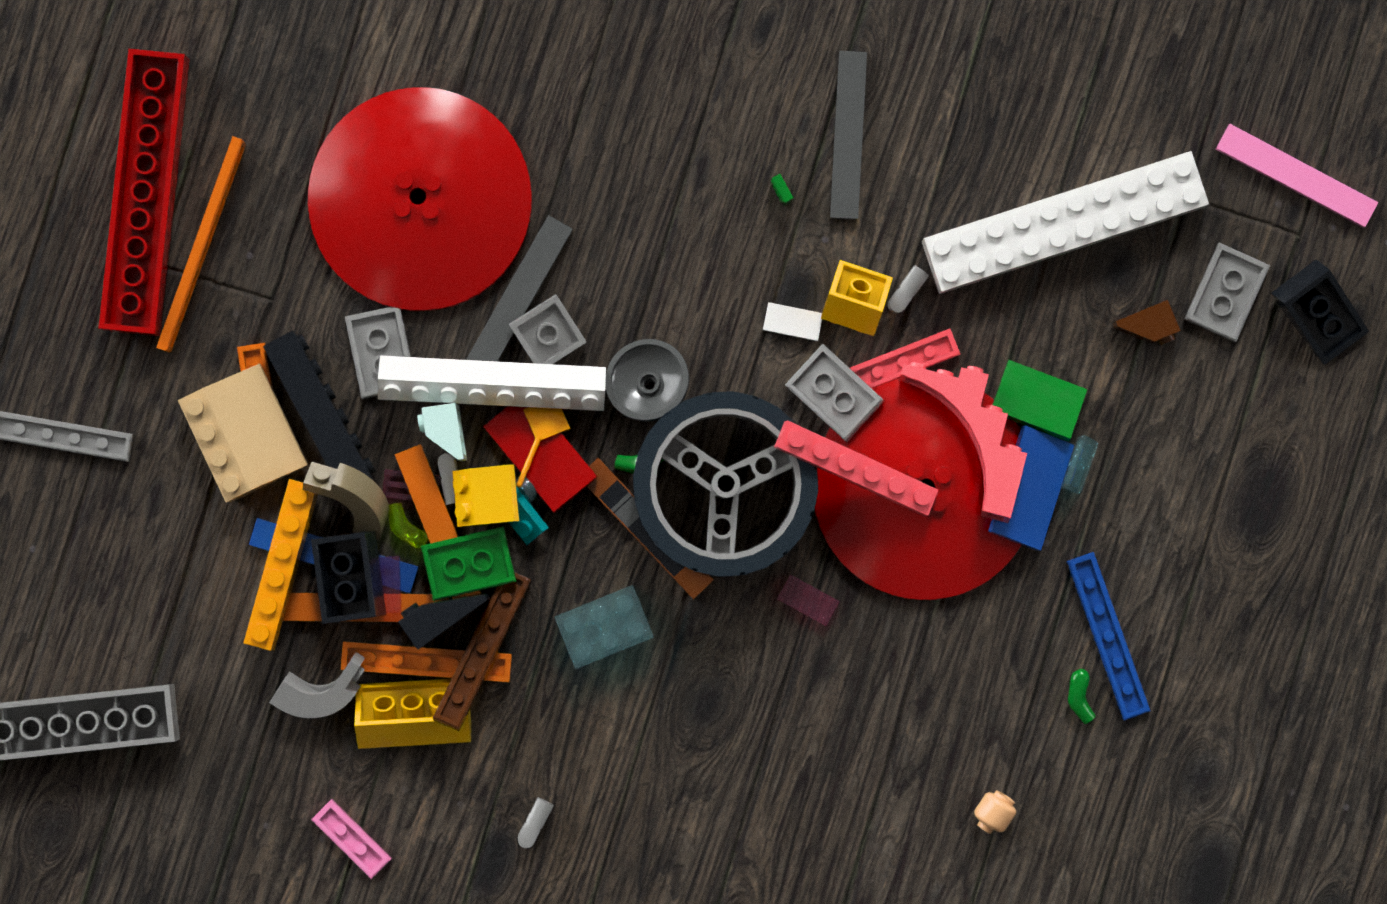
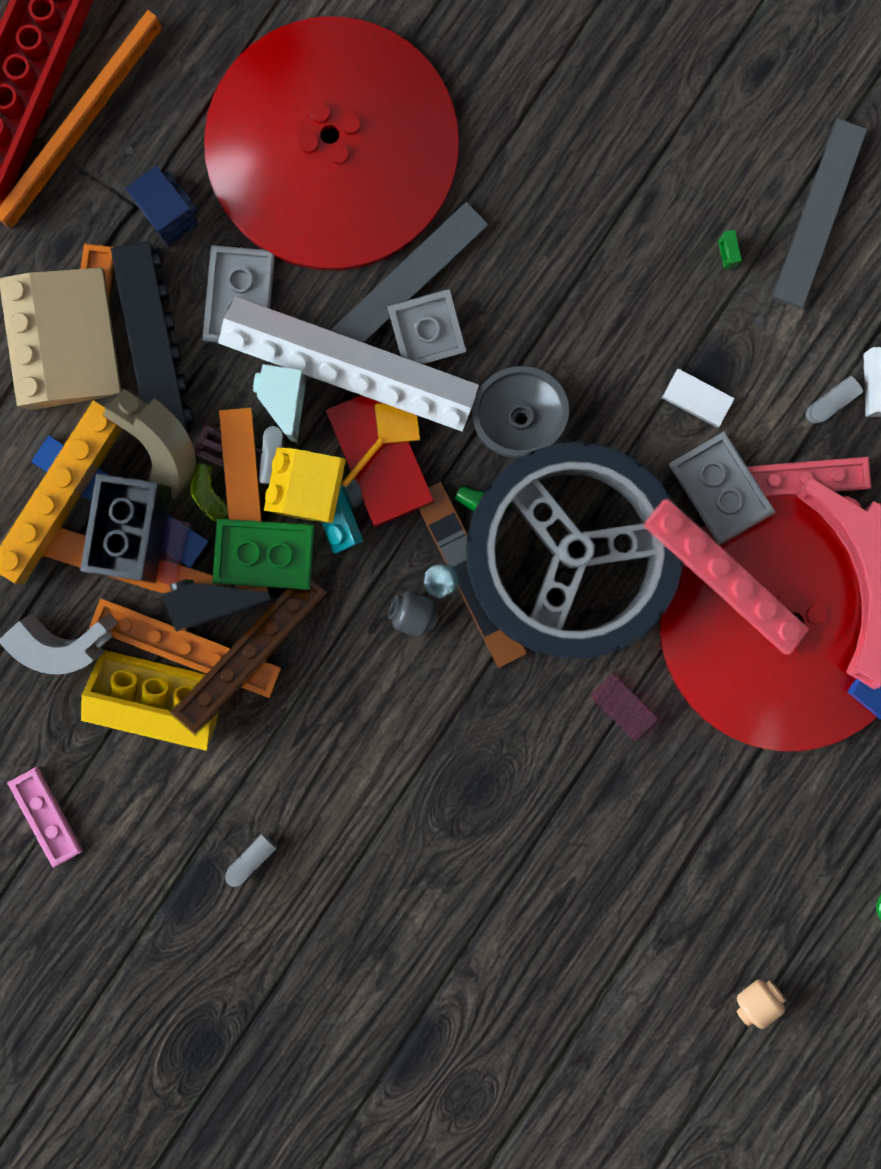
camera: 20 degrees right, 0 degrees up
(293, 296) = (165, 208): none -> dark blue brick
(604, 627) = (391, 669): clear light blue brick -> none
(608, 575) = (412, 614): none -> dark grey head
(623, 540) = (440, 580): none -> clear light blue tile
(856, 298) = (776, 393): yellow slope -> none

